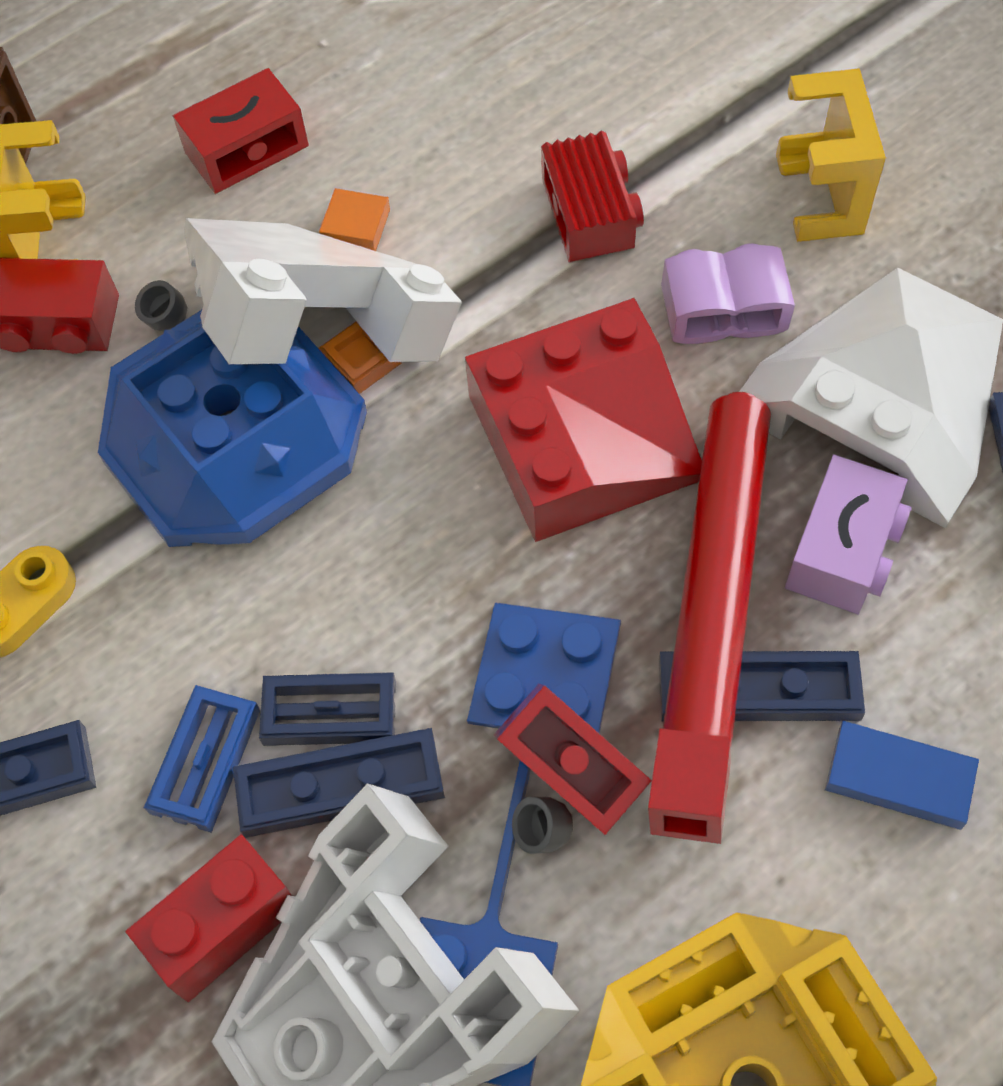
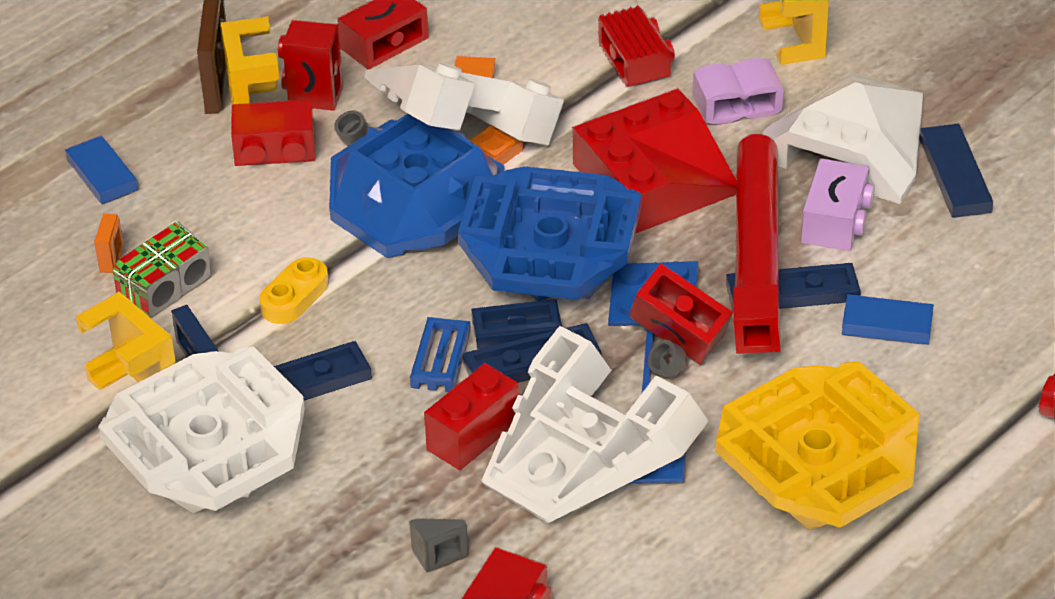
camera: 10 degrees left, 20 degrees down
(118, 195) = (312, 63): none -> red brick
(383, 499) = (548, 230): none -> blue piece

